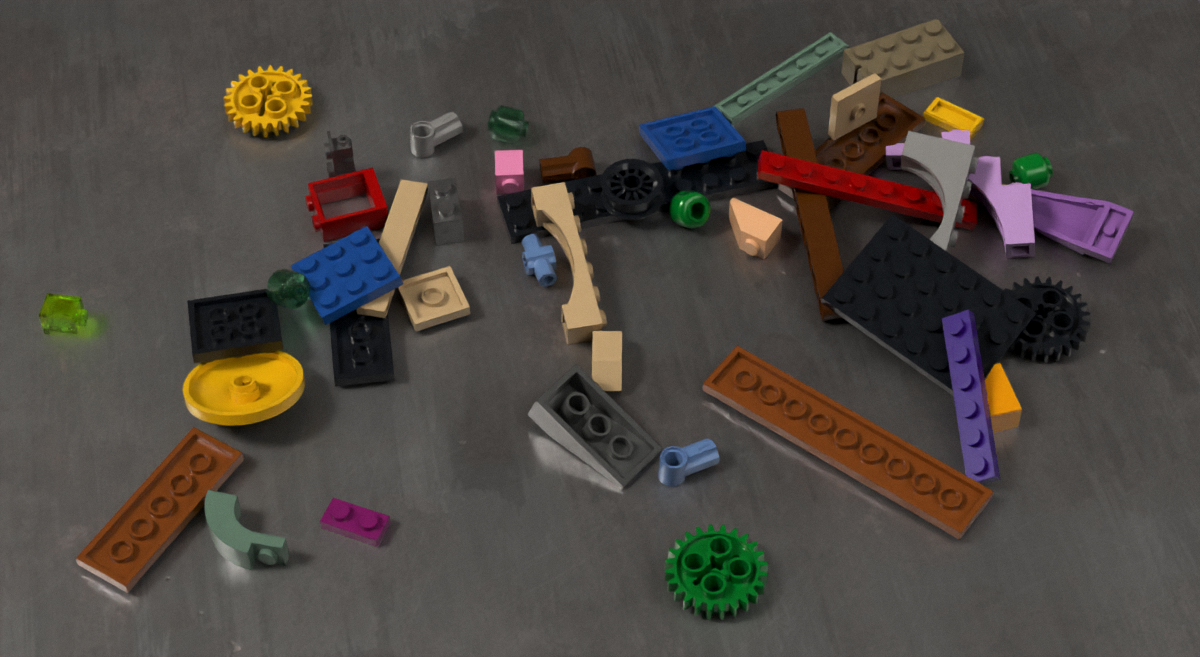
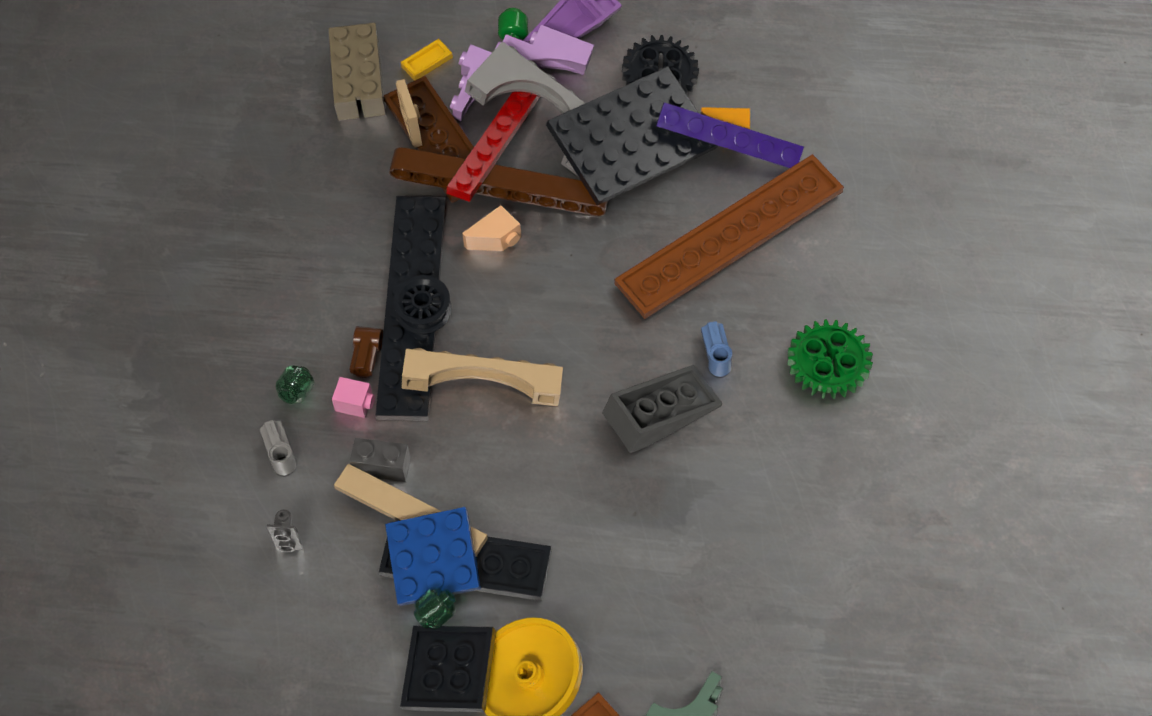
camera: 70 degrees left, 10 degrees up
(257, 109) = (154, 603): yellow gear -> none
(341, 188) = (336, 515): red window -> none
(355, 522) = (695, 617): magenta plate -> none
(433, 298) = (478, 492): tan plate -> none
(539, 260) = (463, 400): medium blue axle -> none
(607, 360) = (589, 374): tan slope -> none
(690, 209) = (457, 269): green head -> none
(692, 138) = (378, 244): blue plate -> none
(781, 78) = (328, 164): sand green tile -> none

